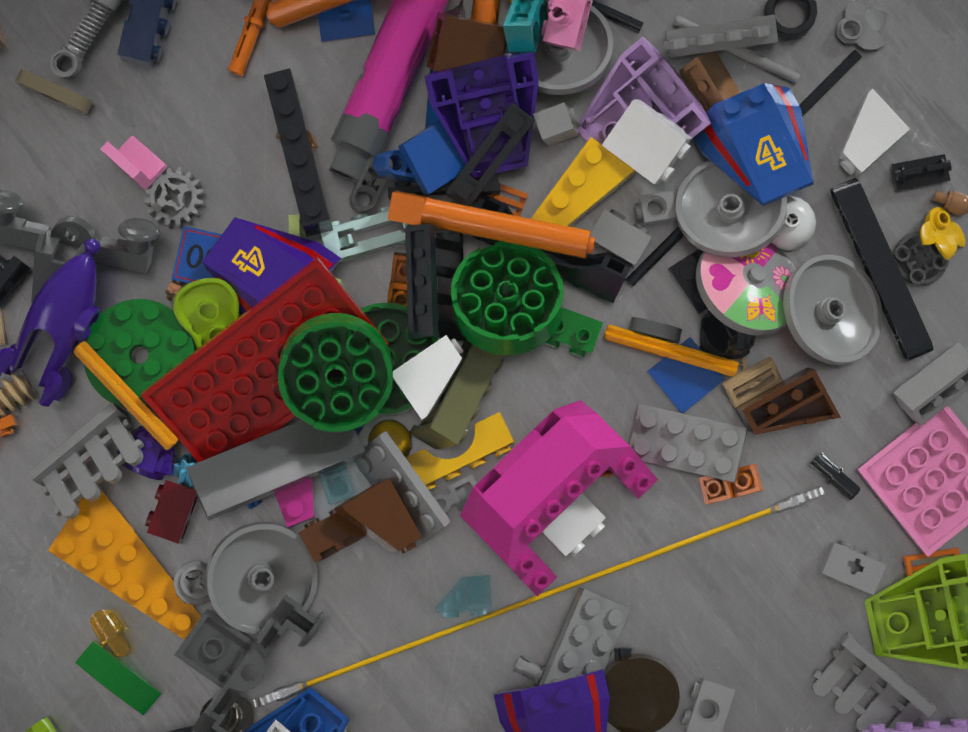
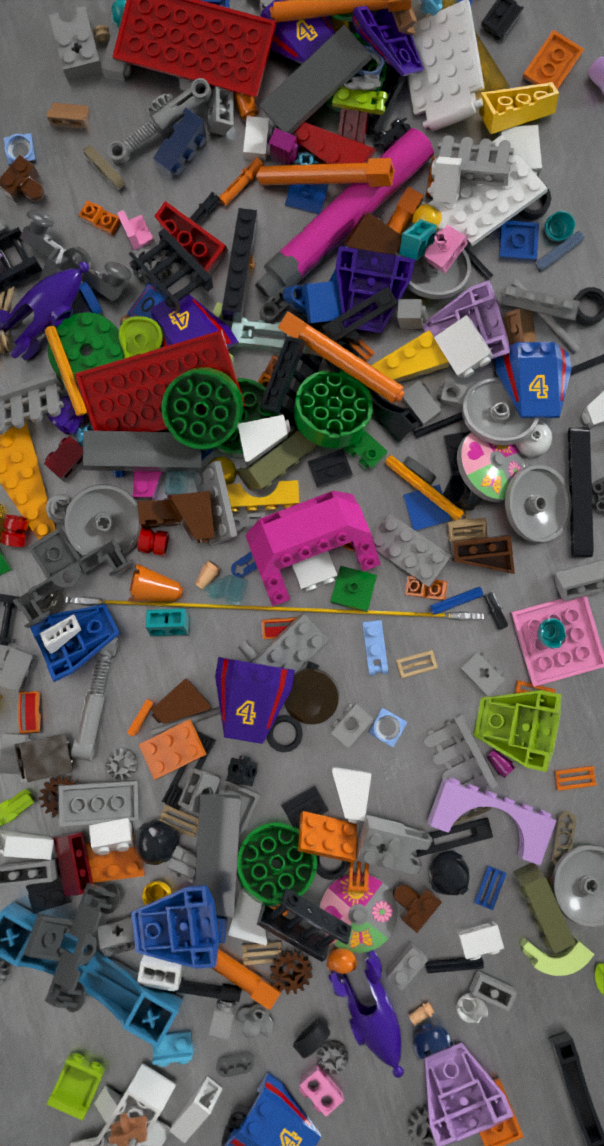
camera: 25 degrees right, 0 degrees up
(77, 163) = (99, 218): none -> orange slope
(114, 282) = (89, 298): none -> blue beam
(146, 641) = (14, 530): none -> red wheel
(209, 173) = (180, 255): none -> black fence
(215, 93) = (205, 208): none -> black axle
(223, 145) = (193, 238): none -> red wedge
(339, 575) = (151, 541): none -> red wheel
(364, 637) = (153, 587): none -> orange cone
(405, 677) = (167, 622): none -> teal brick
(430, 589) = (207, 574): none -> light nougat cone
(469, 552) = (242, 561): none -> blue beam
(534, 376) = (330, 468): none -> black plate
(550, 622) = (273, 627): none -> slope
(634, 526) = (353, 588): none -> green plate
(695, 592) = (375, 647): none -> light blue plate
(767, 708) = (400, 725): none -> light blue piece
(778, 484) = (456, 600): none -> blue axle
(778, 576) = (401, 668): none -> tan tile
(922, 476) = (551, 633): none -> teal hair
(927, 677) = (501, 764): none -> magenta cone

